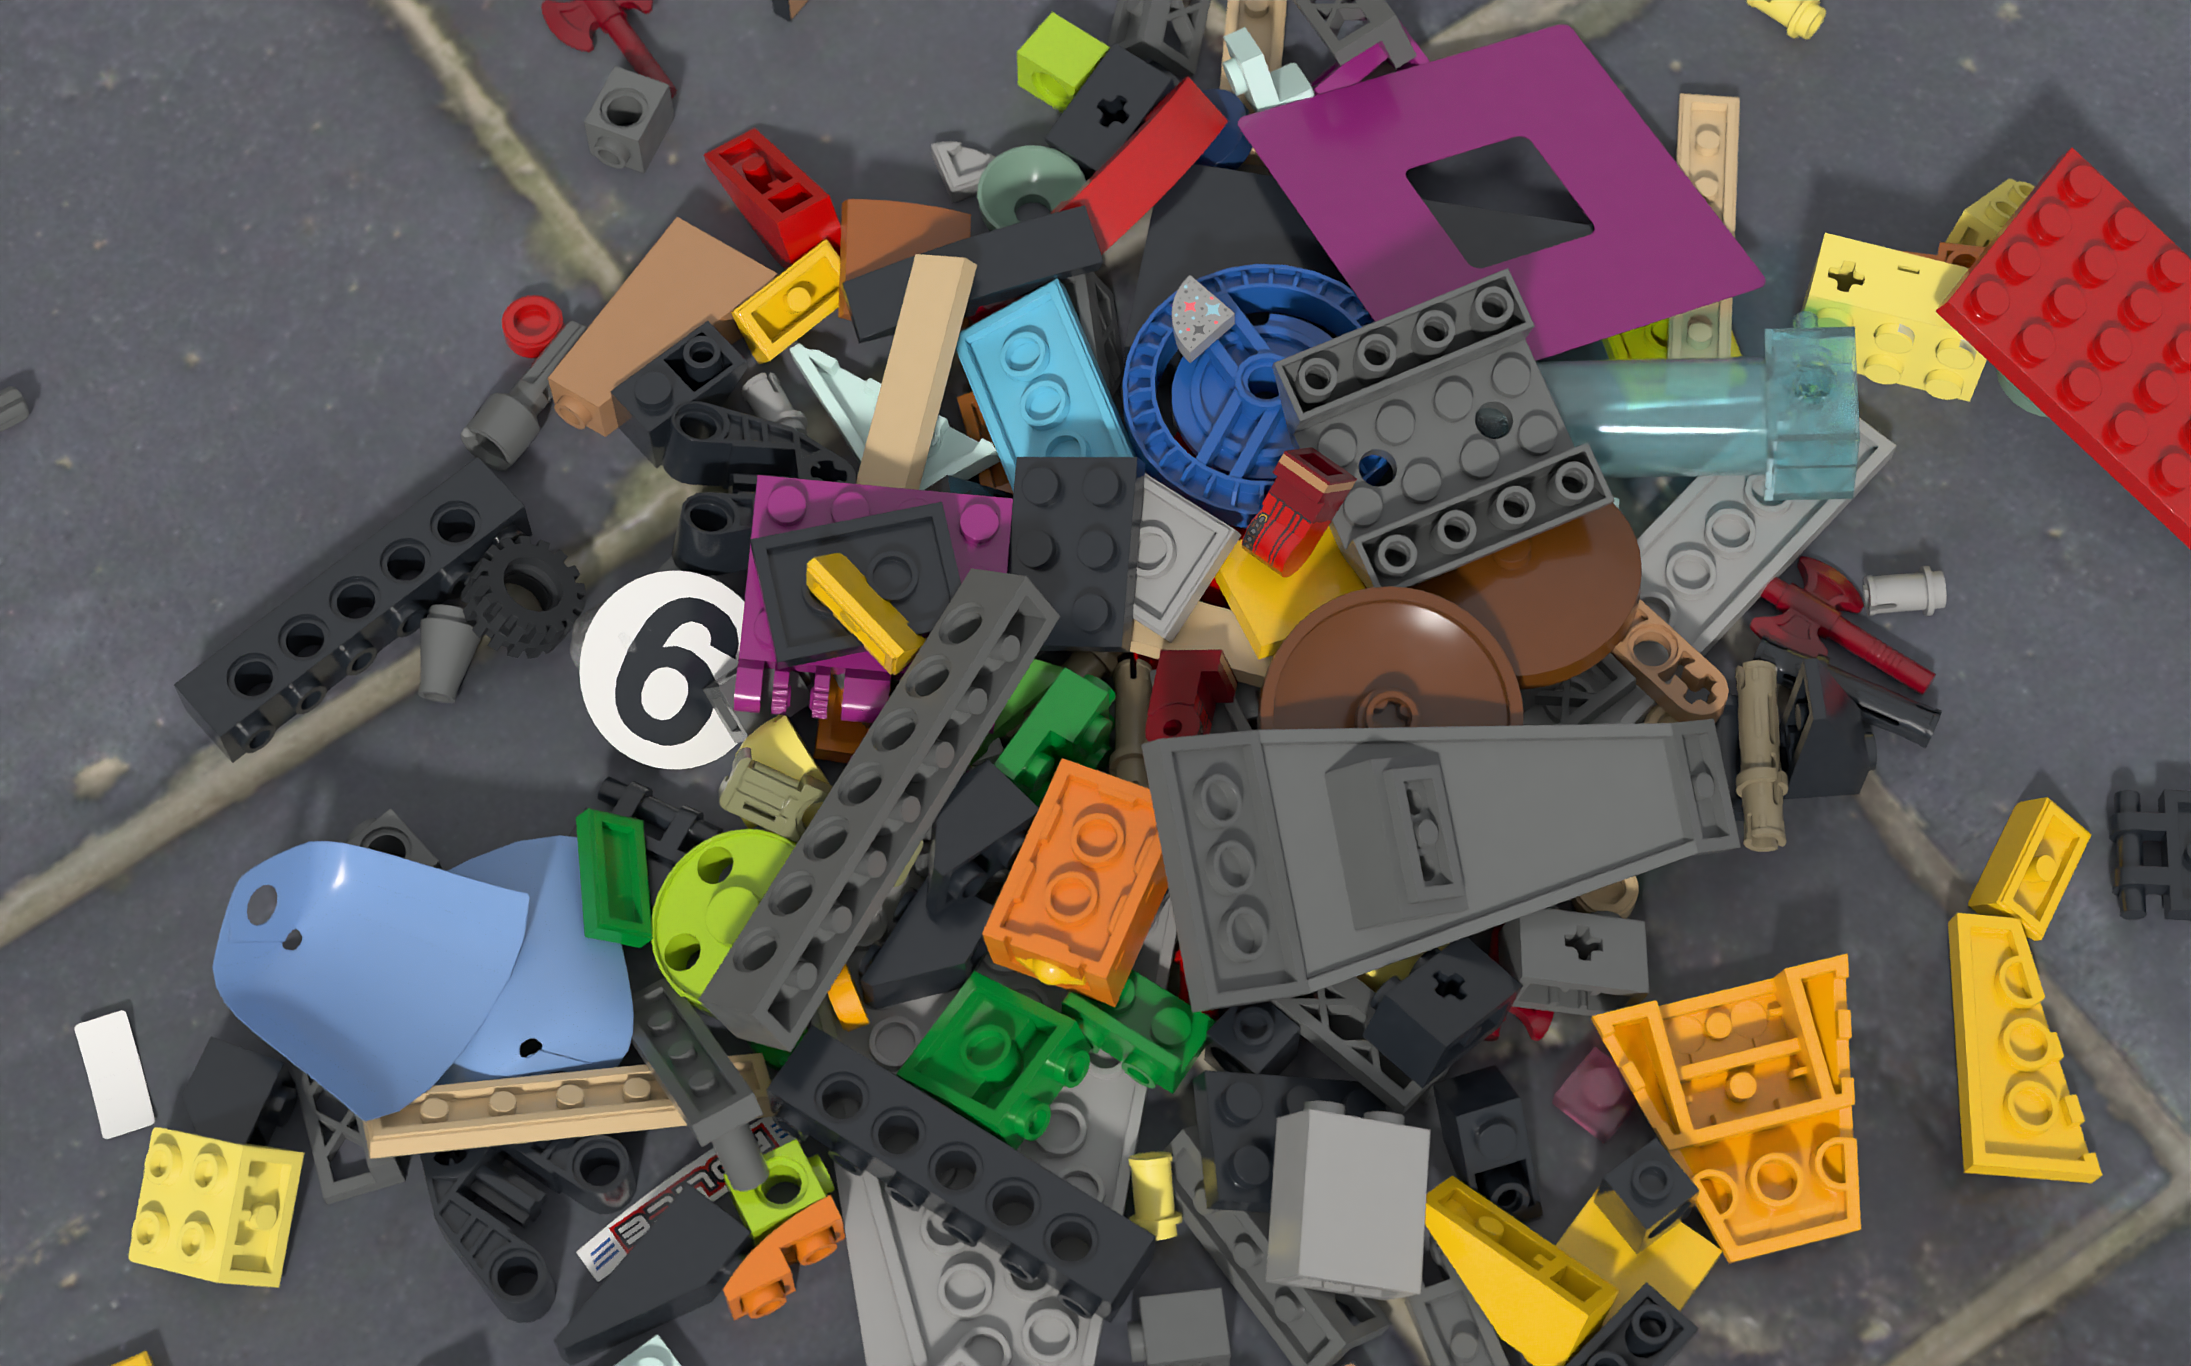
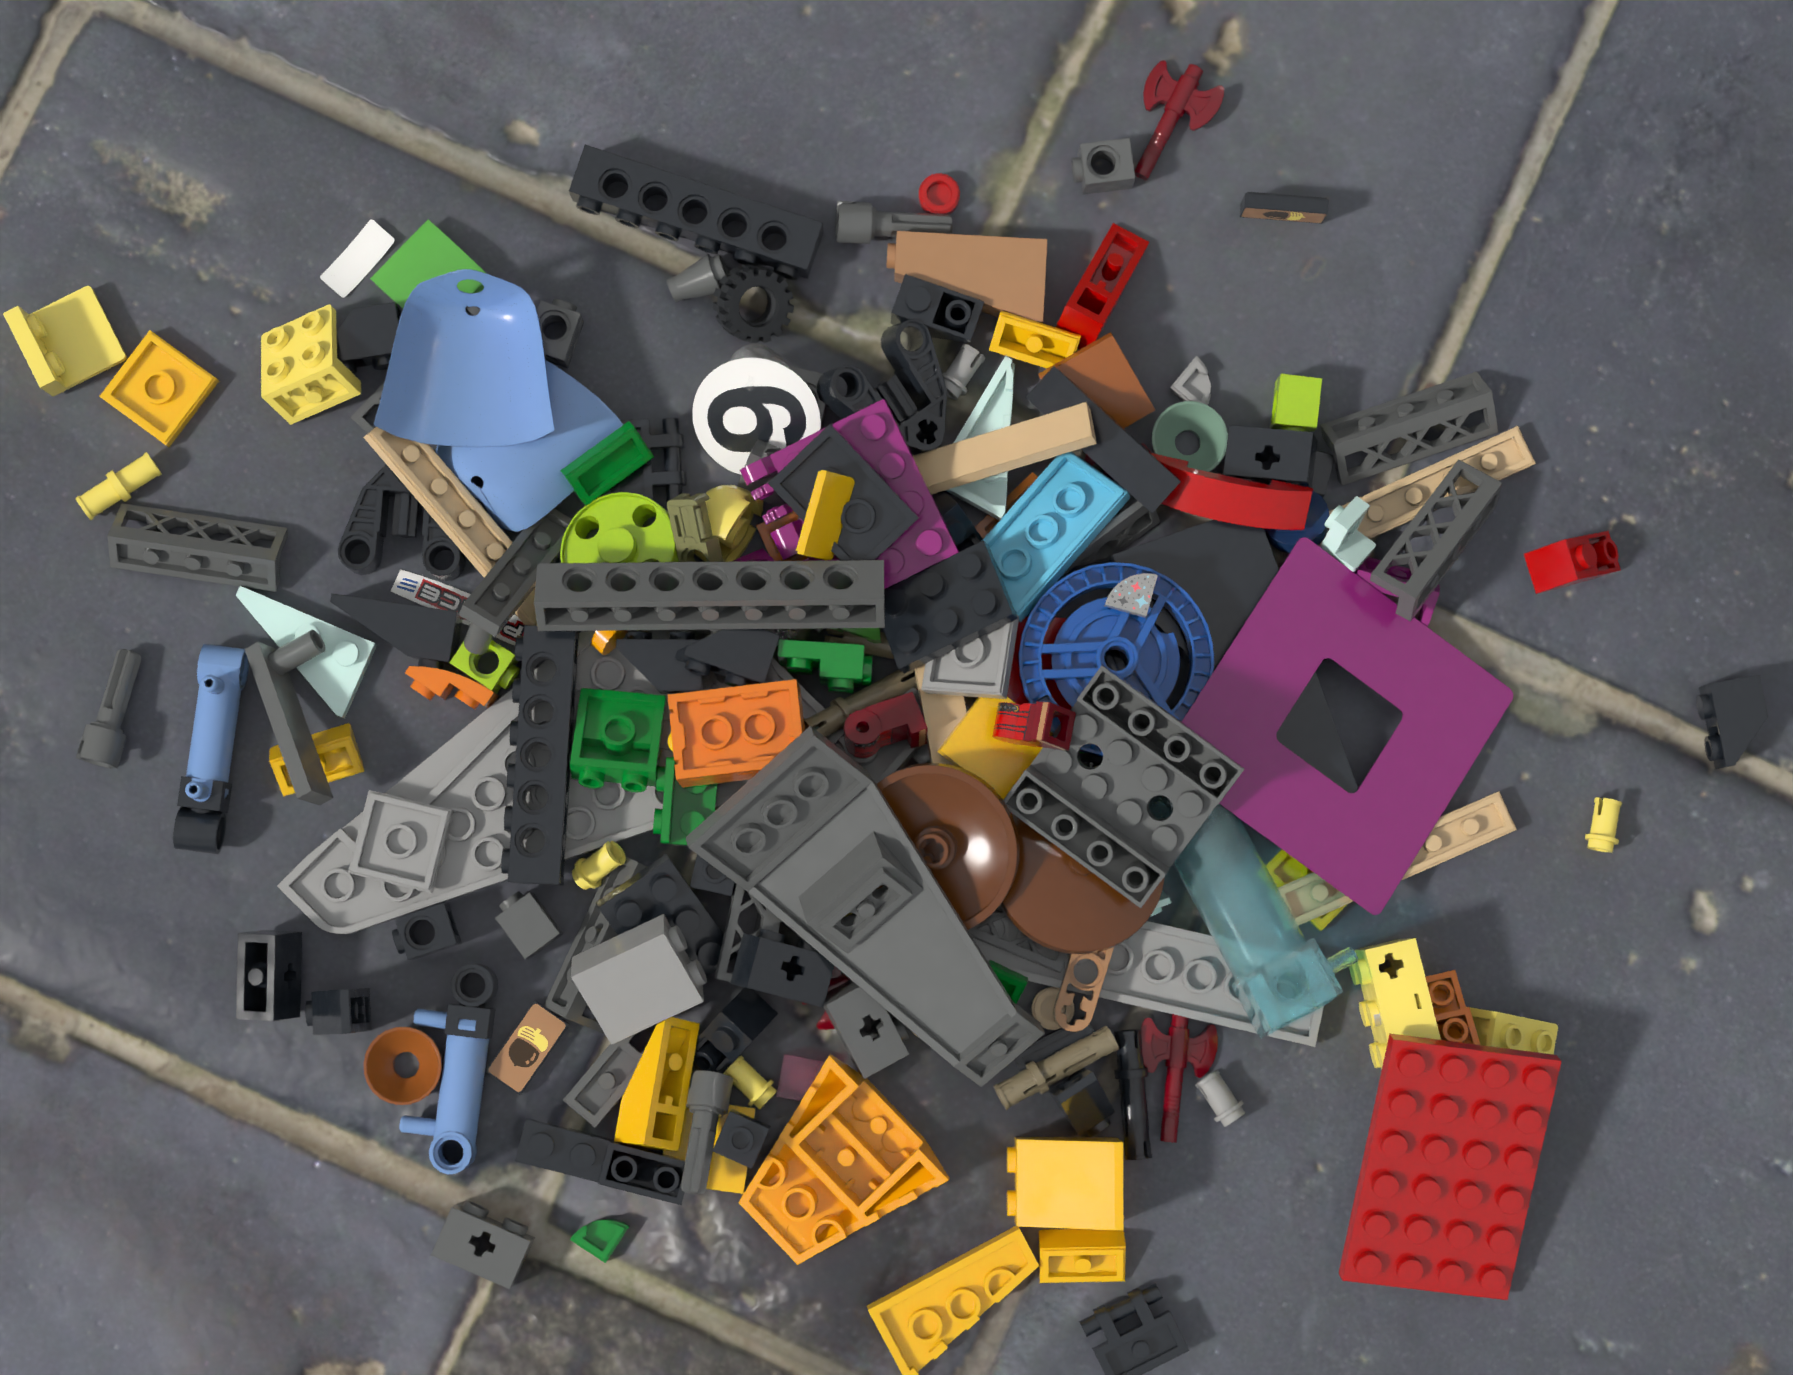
camera: 55 degrees right, 20 degrees up
(181, 995) = (420, 258): none -> bright green slope
(1572, 1218) = (708, 1101): none -> dark grey piece
(1573, 1159) = (750, 1082): none -> light yellow pin
(1926, 814) = (1067, 1182): none -> yellow slope

